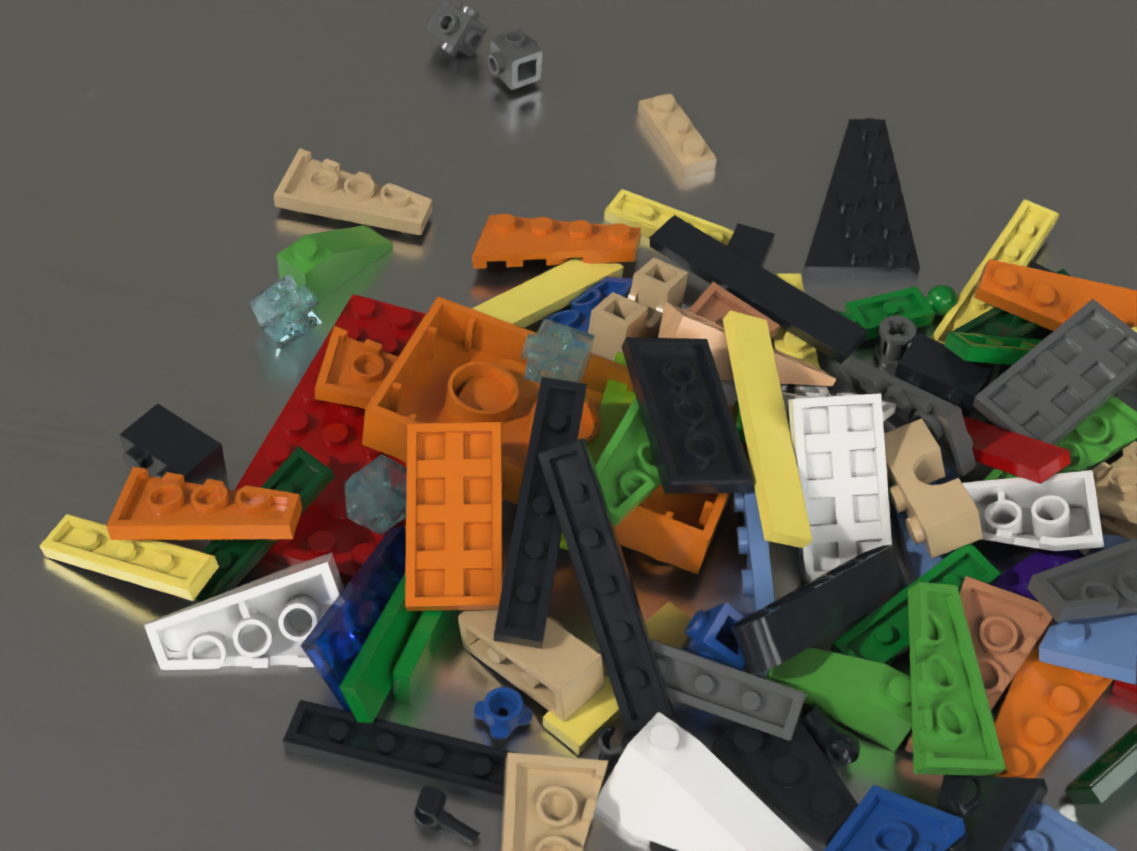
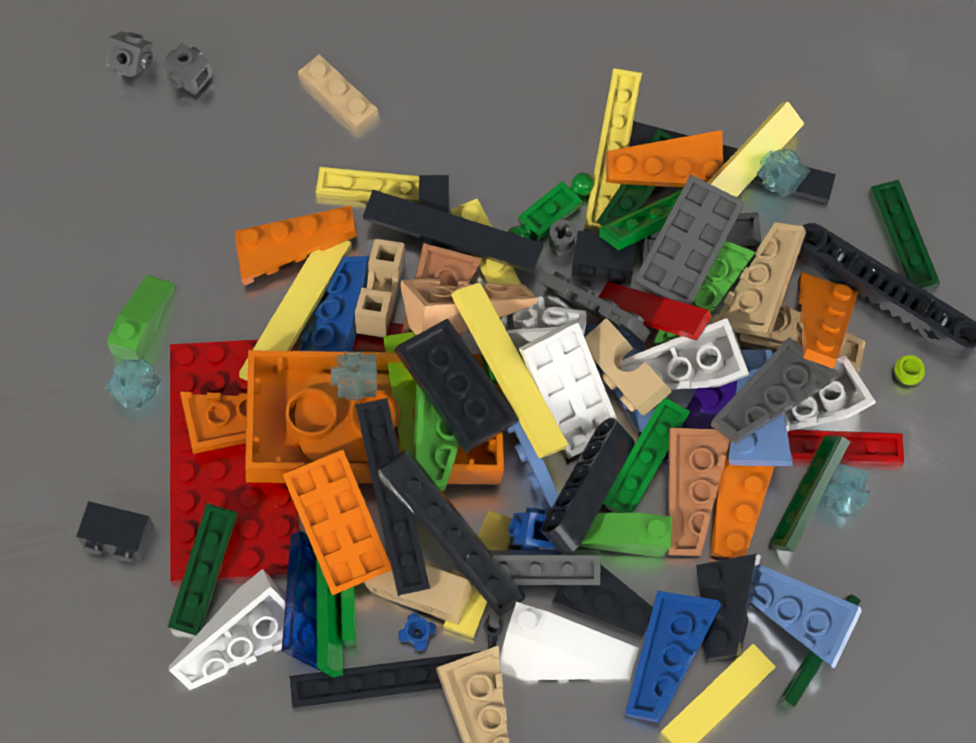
camera: 20 degrees left, 20 degrees up
(142, 562) = (129, 622): light yellow tile -> none
(190, 511) = (154, 579): orange wing -> none
(336, 194) = (110, 254): tan wing -> none
(377, 495) = (275, 518): clear light blue brick -> none
(430, 814) = (401, 715): black hand -> none
(840, 744) = (629, 570): black arm -> none
(864, 213) = (503, 124): black wing -> none
(948, 698) = (686, 522): bright green wing -> none

